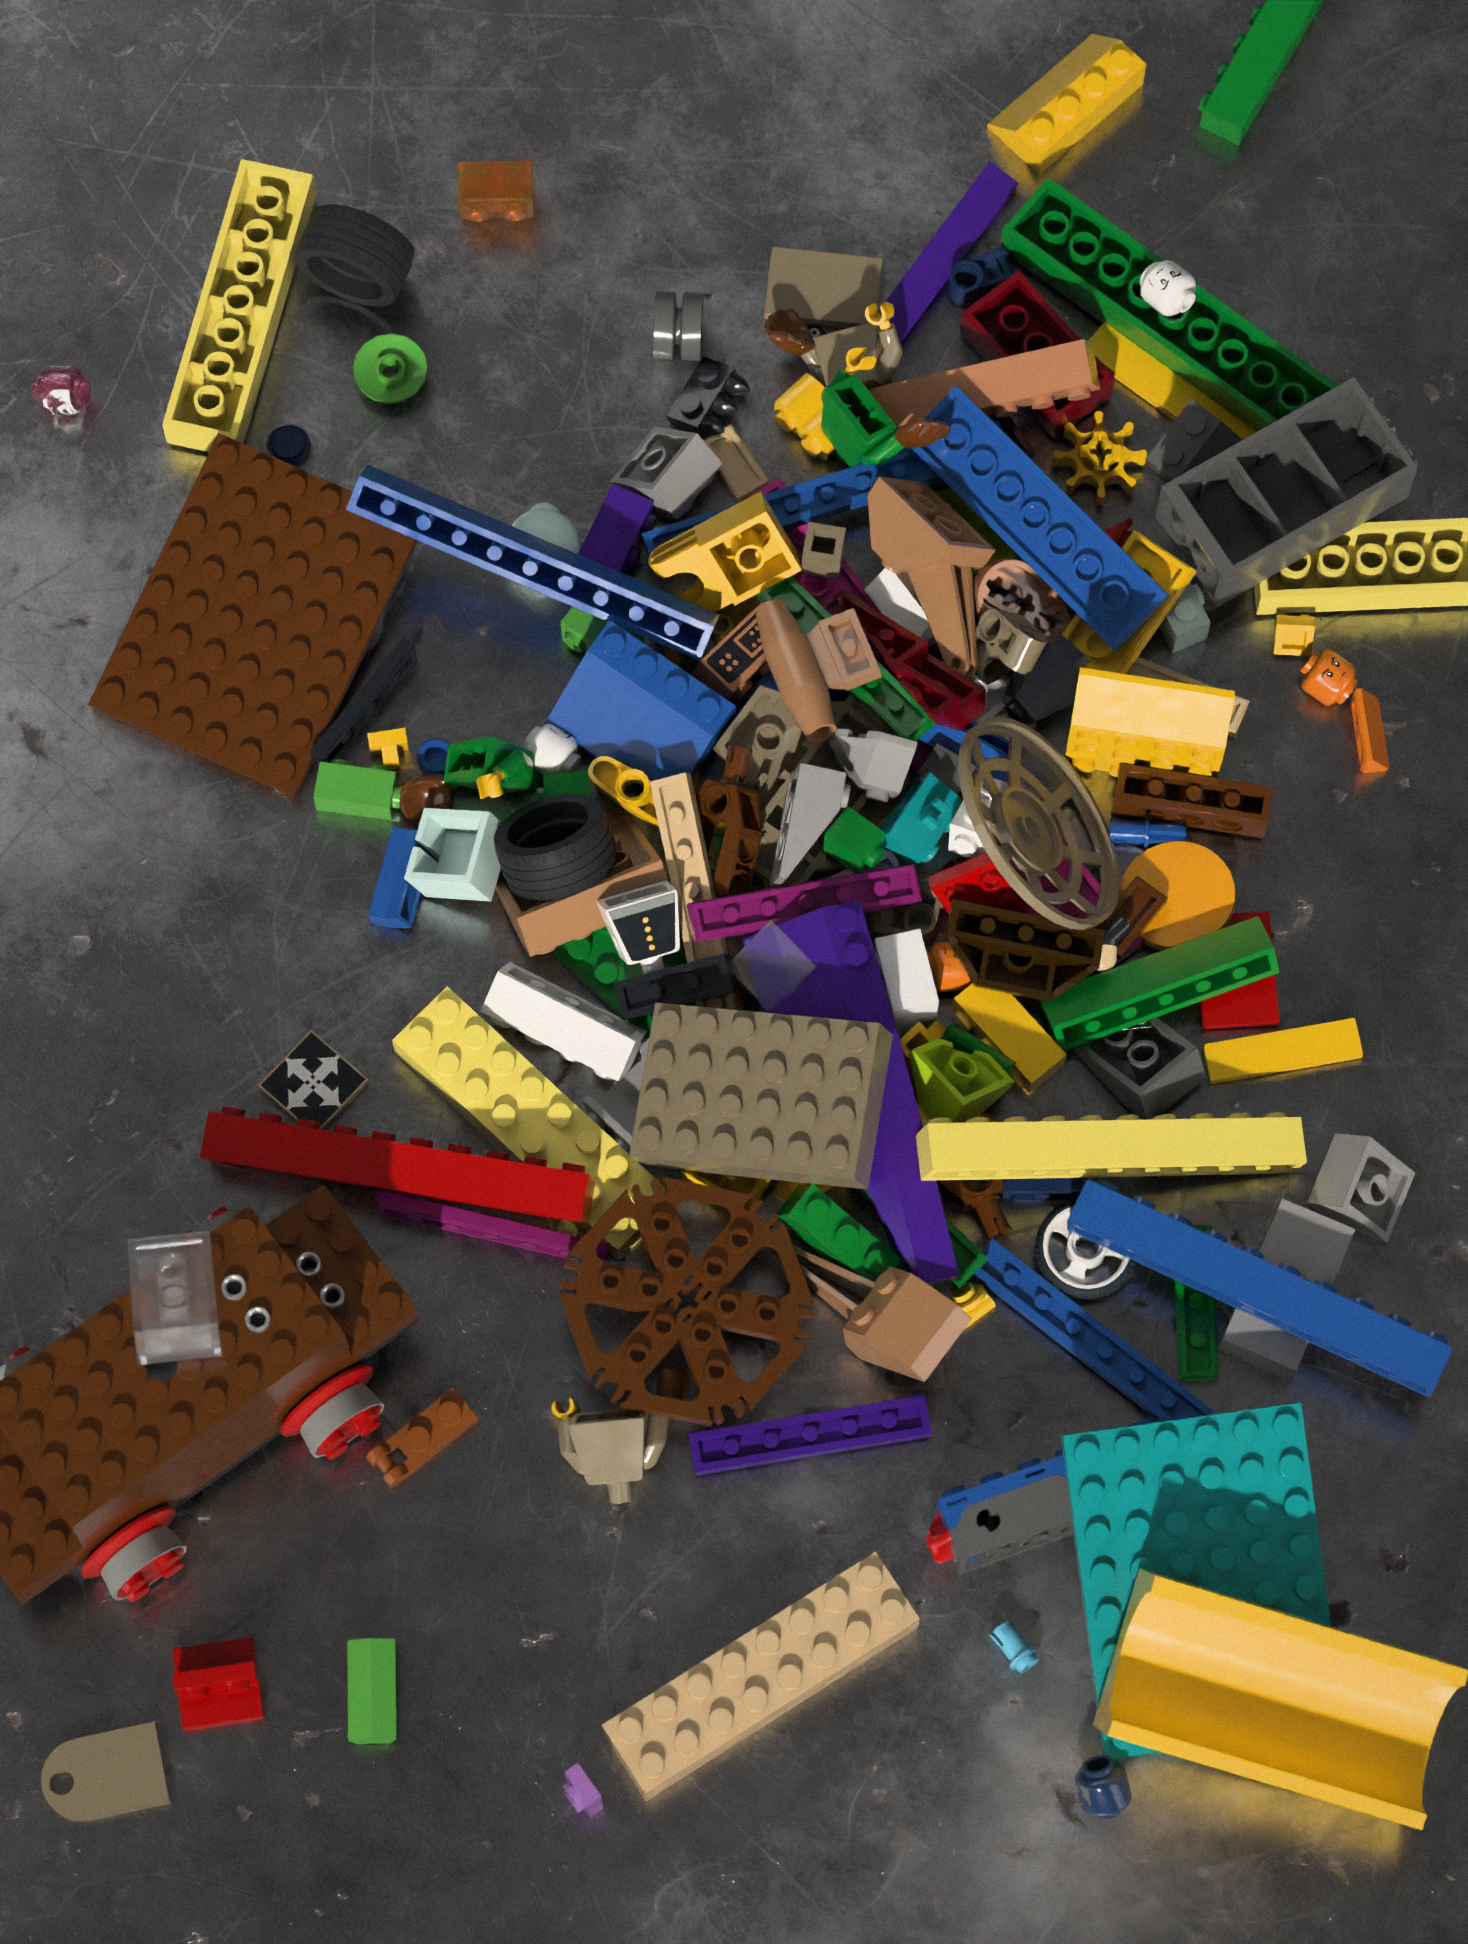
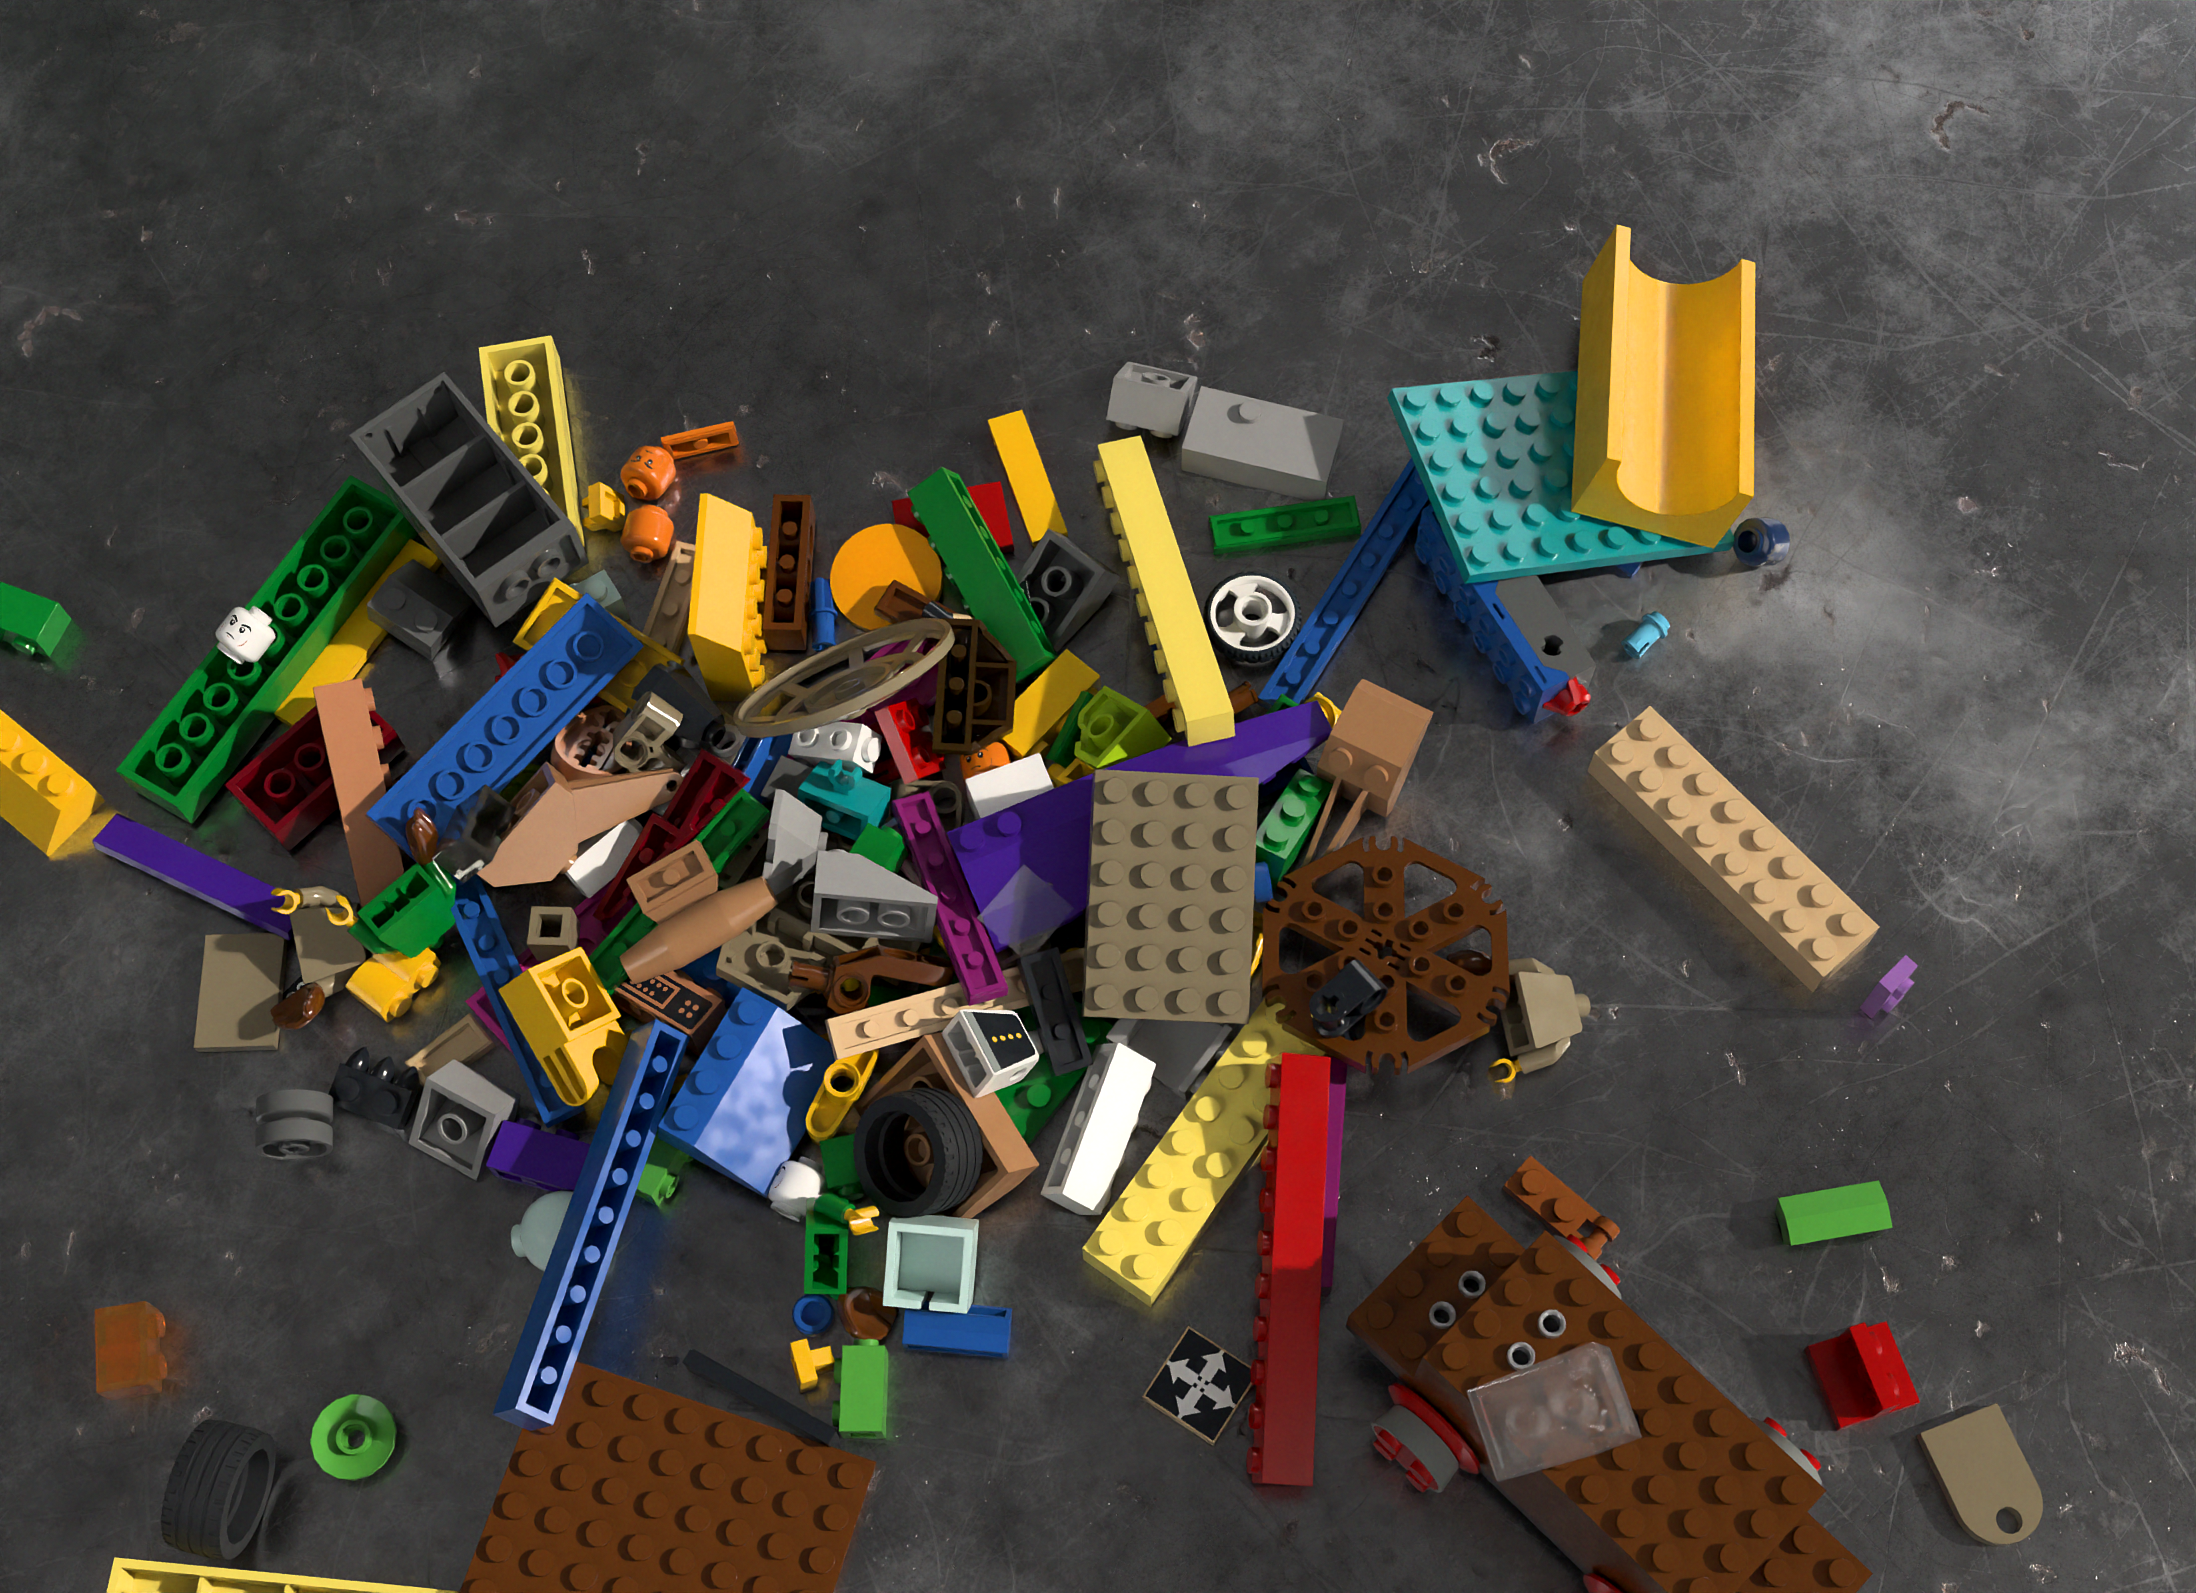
camera: 95 degrees left, 5 degrees down
(289, 444) = (450, 1543): dark blue piece -> none
(635, 1246) = (1350, 994): none -> black piece
(773, 1192) = (1262, 883): none -> blue tile
(810, 1435) = (1482, 833): dark purple plate -> none
(919, 476) = (474, 833): none -> clear smoke brick
(983, 272) = (225, 829): dark blue piece -> none
(1113, 453) = (426, 698): yellow gear -> none
(1257, 671) = (647, 533): none -> orange head
(1259, 1287) = (1277, 451): blue brick -> none

